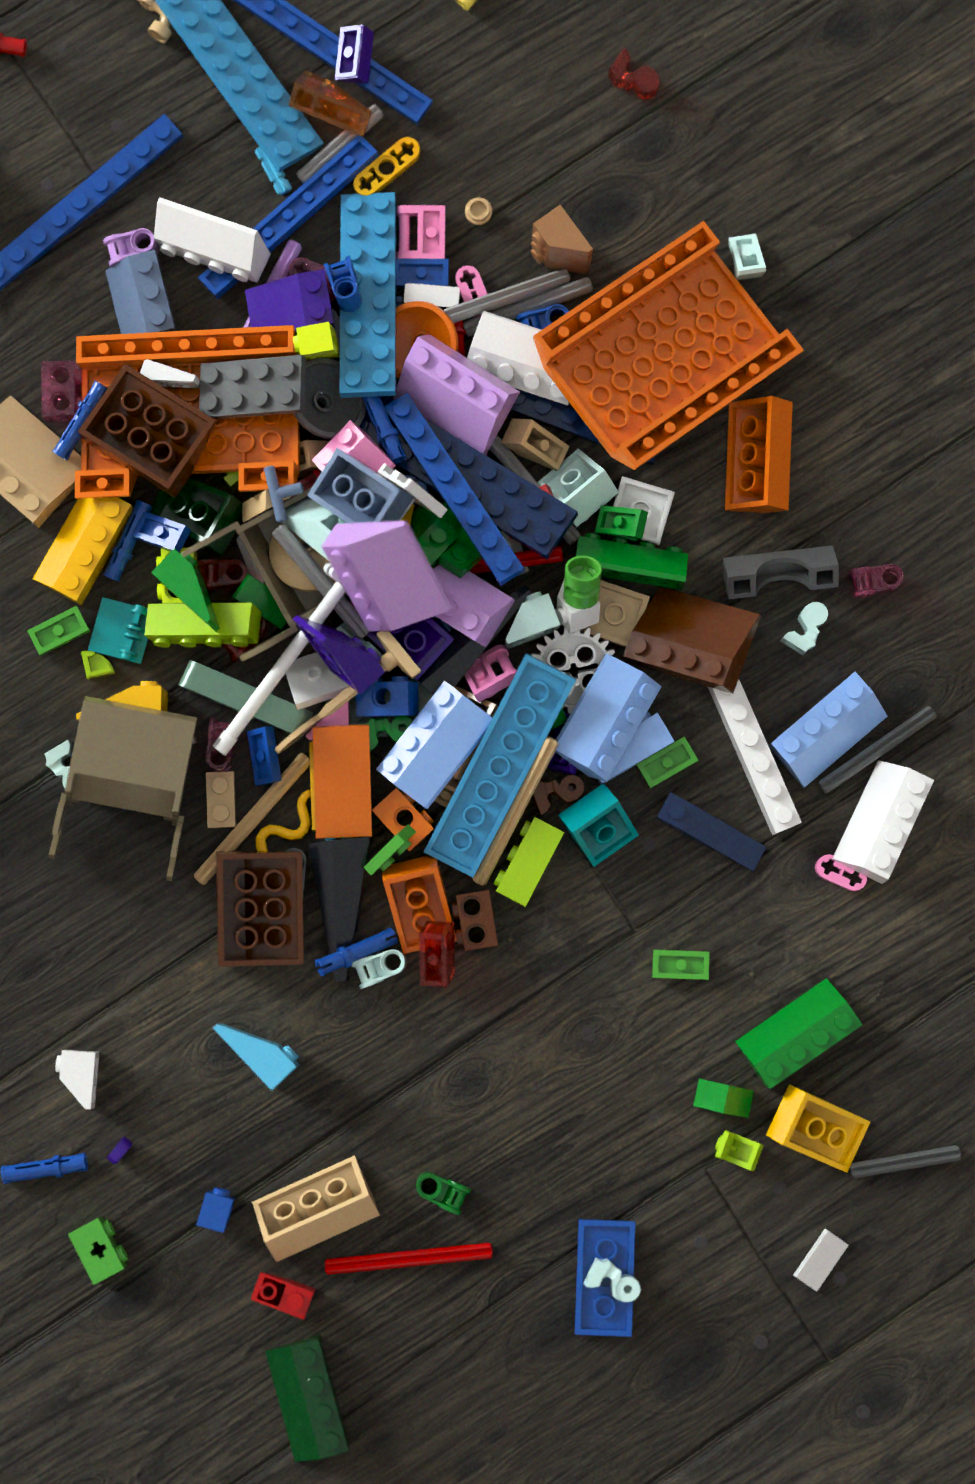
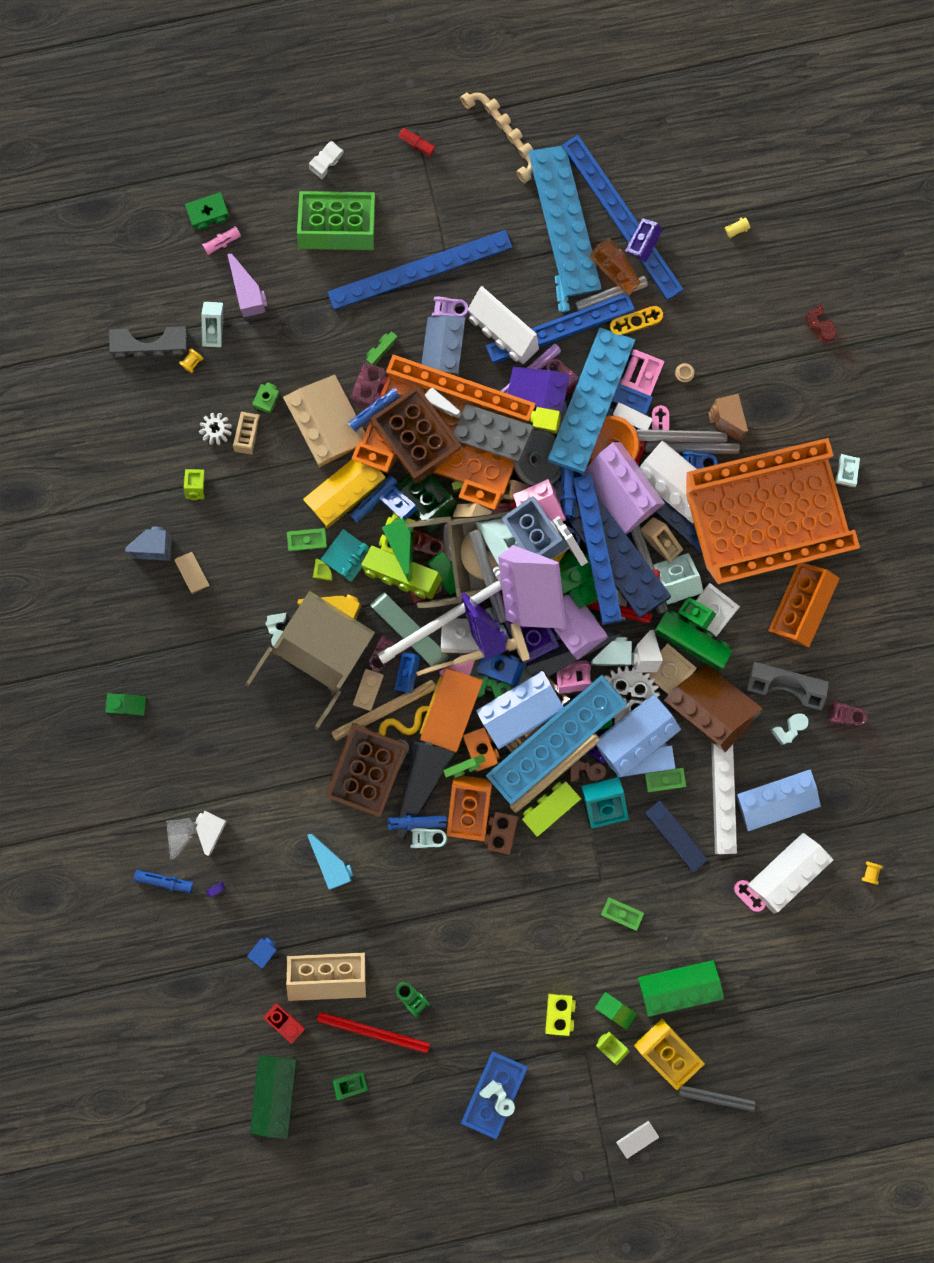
camera: 20 degrees right, 0 degrees up
(41, 1096) = (179, 835): none -> clear slope
(63, 326) = (386, 343): none -> bright green plate
(97, 1265) = (173, 957): bright green brick -> none
(277, 492) = (482, 509): sand blue piece -> none
(343, 281) = (579, 386): blue piece -> none
(404, 1343) = (349, 1085): none -> green slope
(437, 953) = (468, 844): clear red brick -> none
(582, 582) = (656, 642): bright green wheel -> none
(643, 1136) = (554, 1014): none -> neon yellow brick
(877, 749) = (805, 825): dark grey axle -> none

